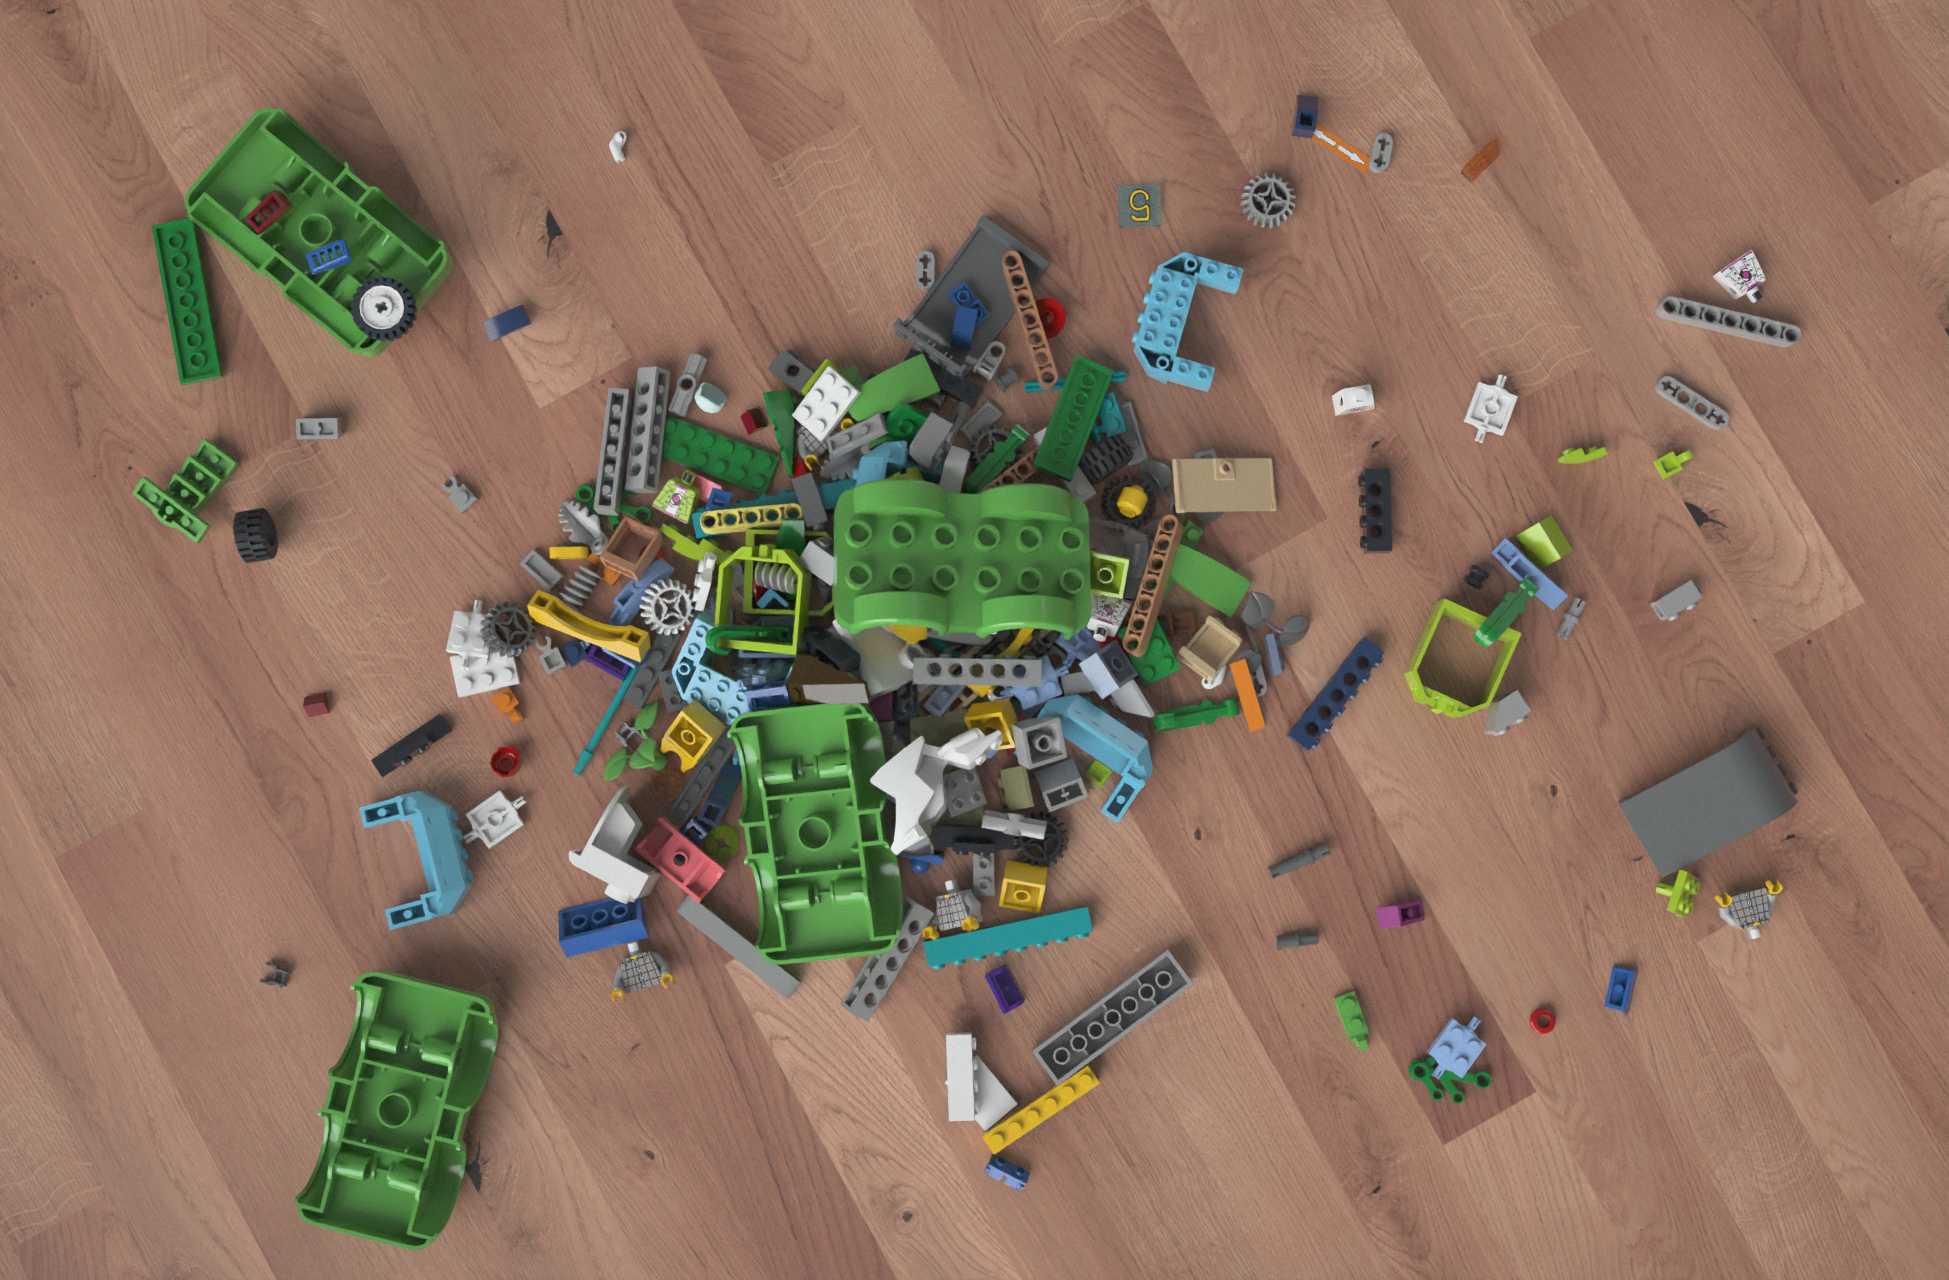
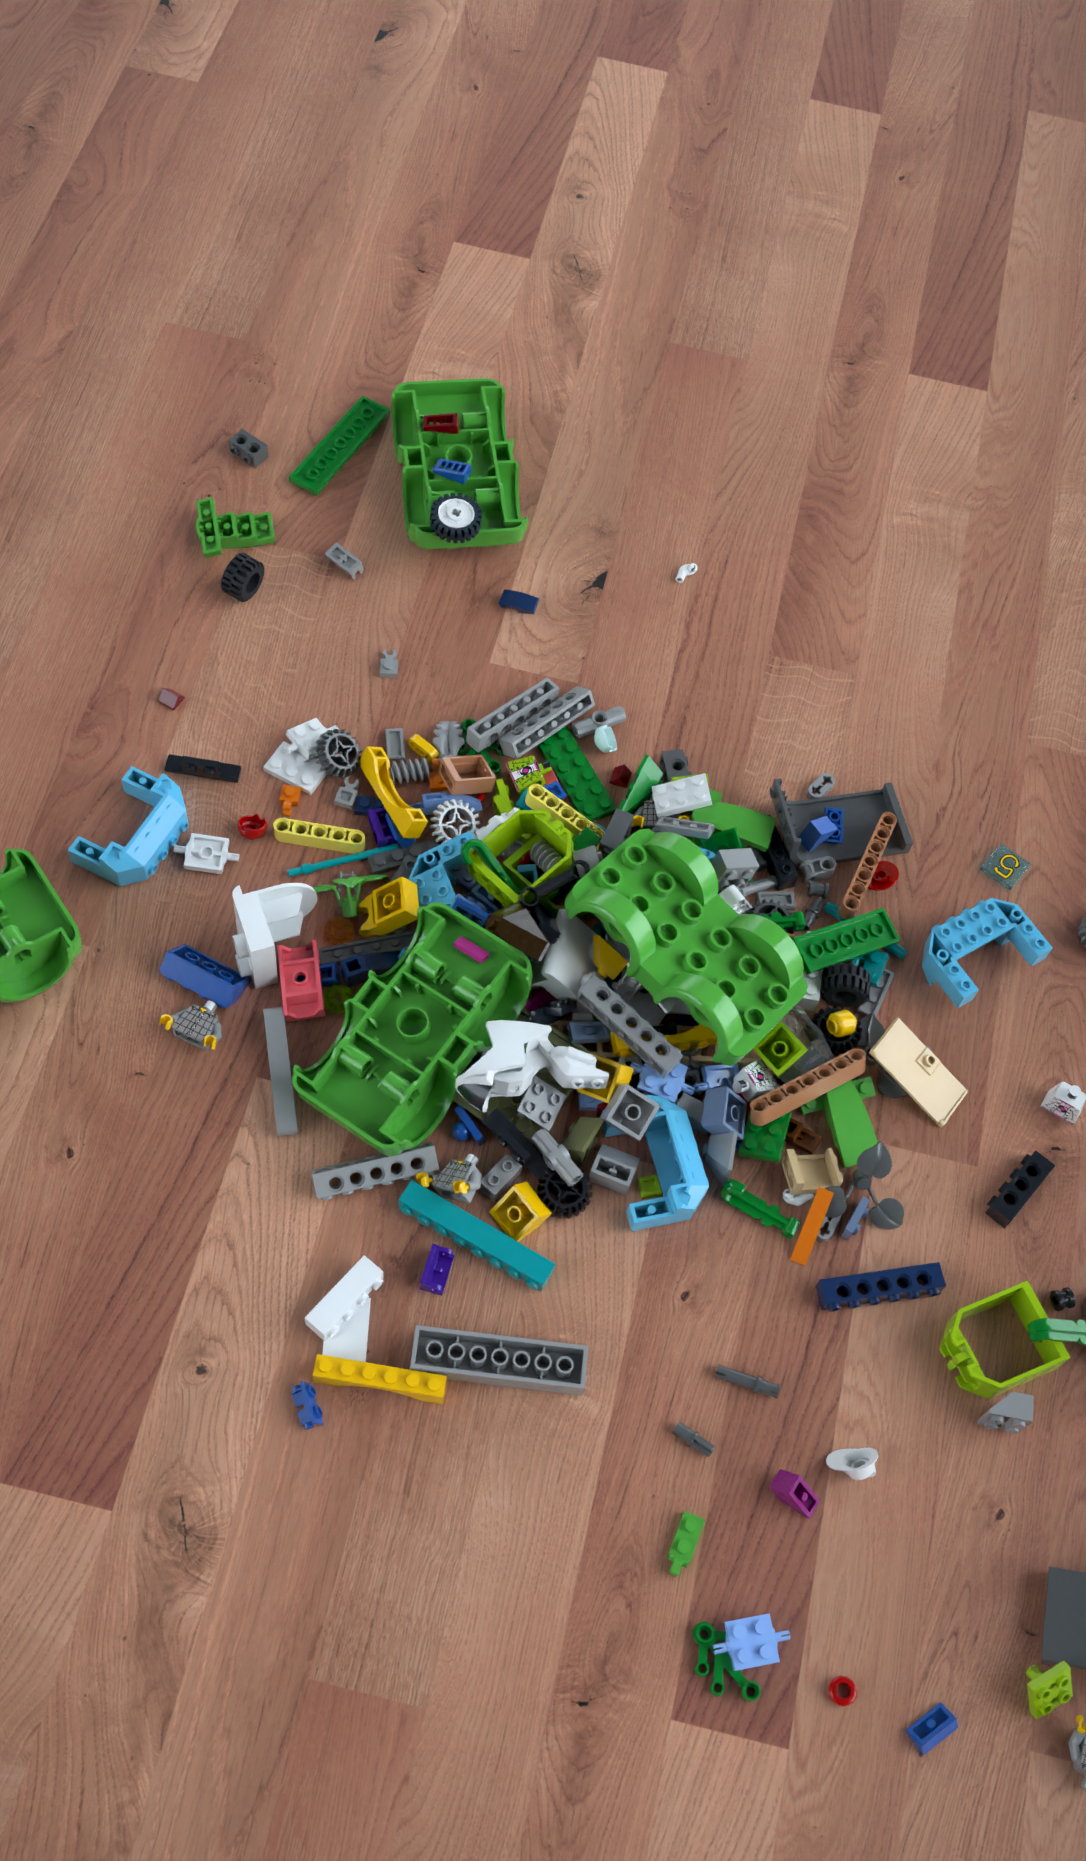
camera: 30 degrees right, 25 degrees down
(113, 384) = (248, 448): none -> dark grey brick
(557, 719) = (312, 830): none -> light yellow beam
(800, 728) = (471, 949): none -> dark pink piece
(812, 610) = (553, 884): none -> black piece
(1020, 406) = (813, 912): none -> dark grey axle
(1422, 852) = (854, 1462): none -> white piece

